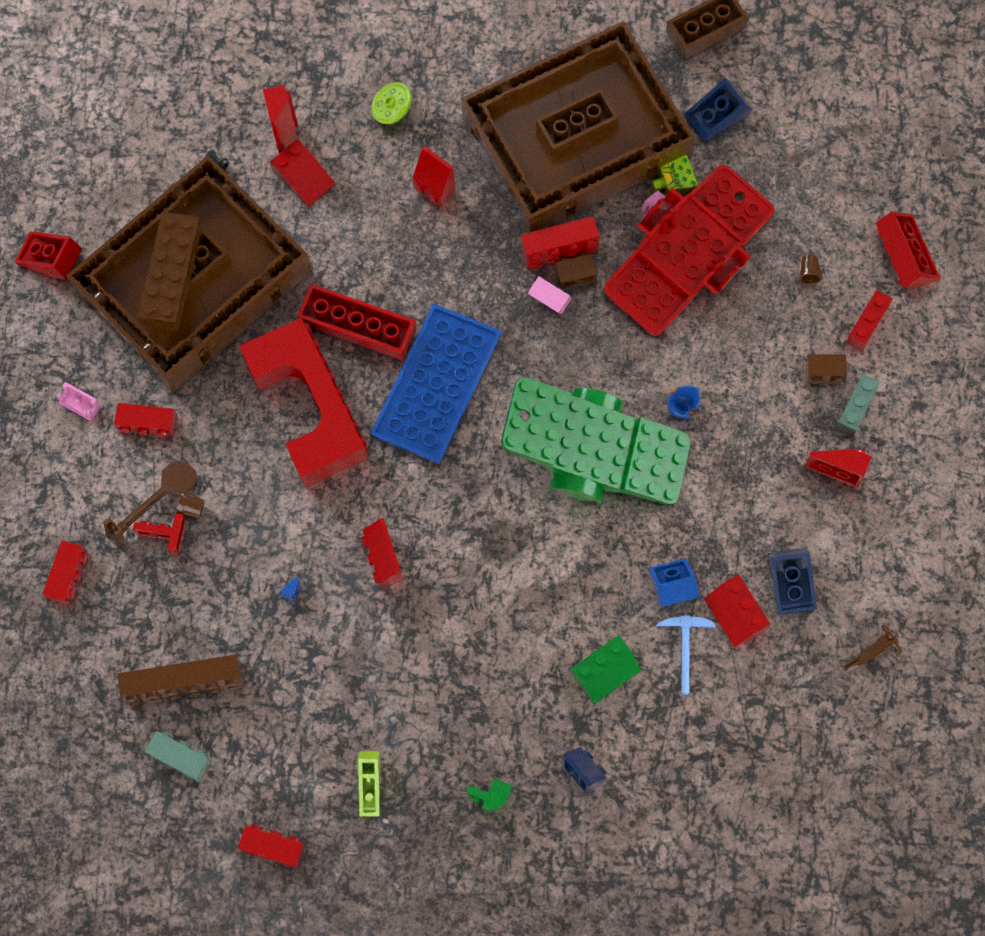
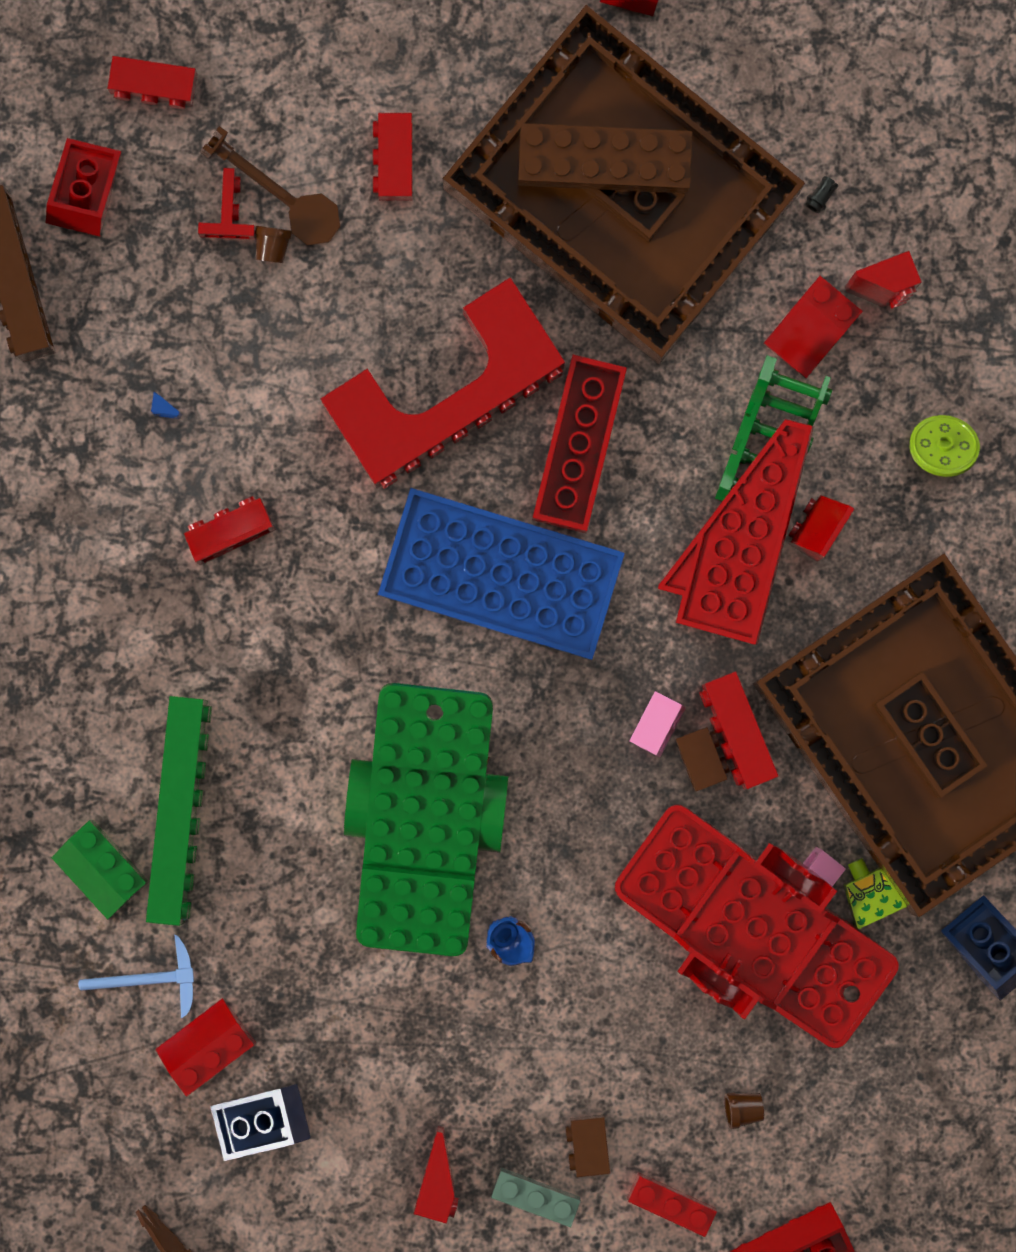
camera: 75 degrees right, 15 degrees up
(78, 402) = (411, 54): bright pink hinge -> none
(130, 628) = (82, 187): none -> red slope
(359, 216) = (752, 425): none -> green fence
(445, 233) = (736, 554): none -> red wing
(570, 608) = (177, 811): none -> green brick
(674, 582) = (238, 952): blue slope -> none

